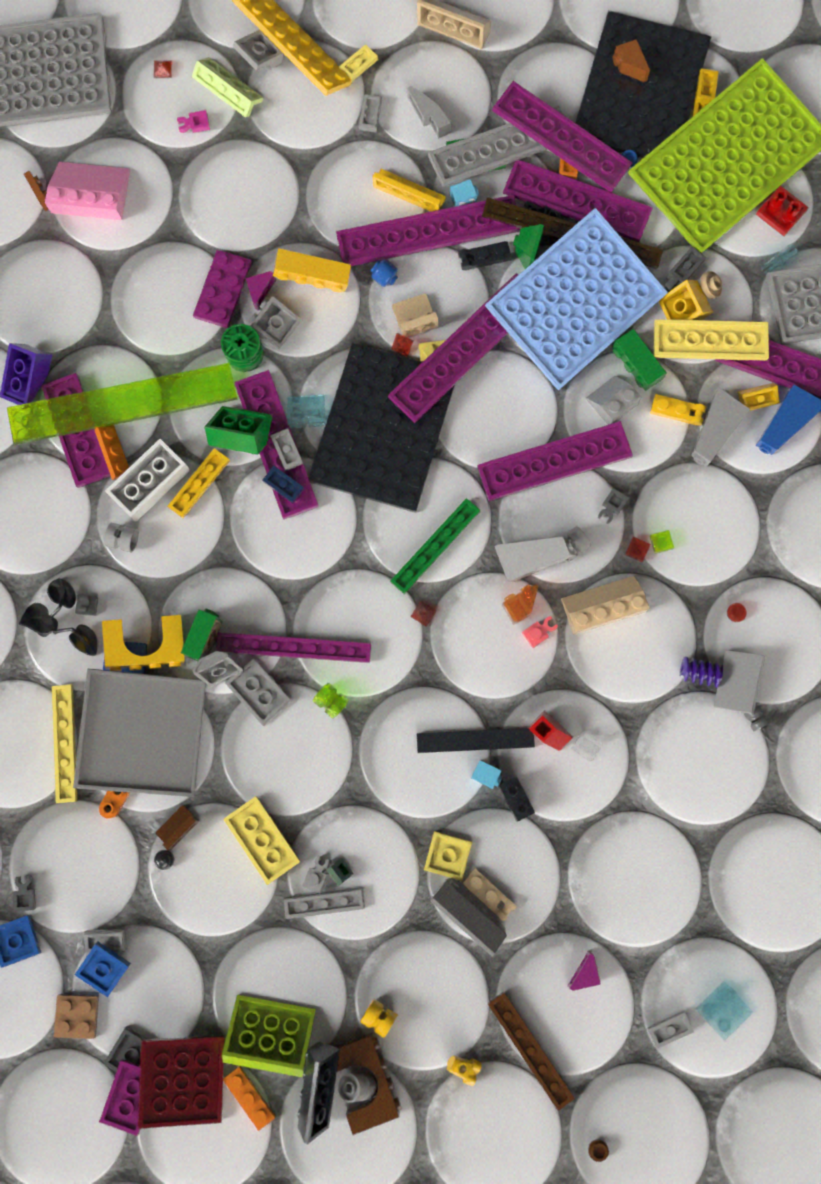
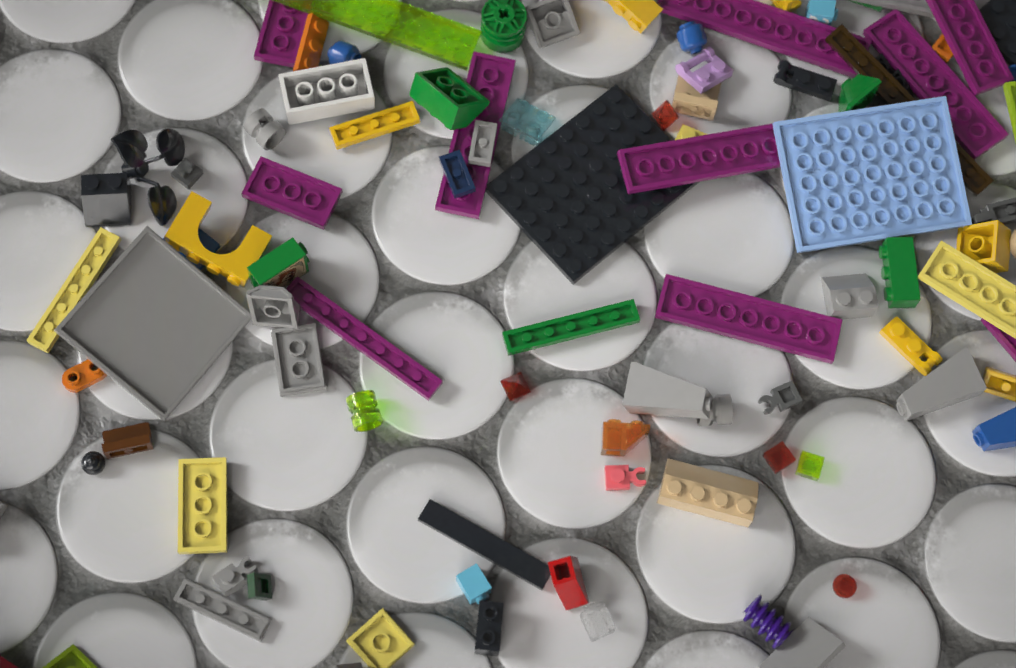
camera: 20 degrees right, 10 degrees down
(42, 662) = (106, 199): none -> black slope
(140, 443) = (343, 52): none -> blue head
(172, 572) = (292, 192): none -> magenta plate
(414, 294) = (706, 76): none -> lavender plate

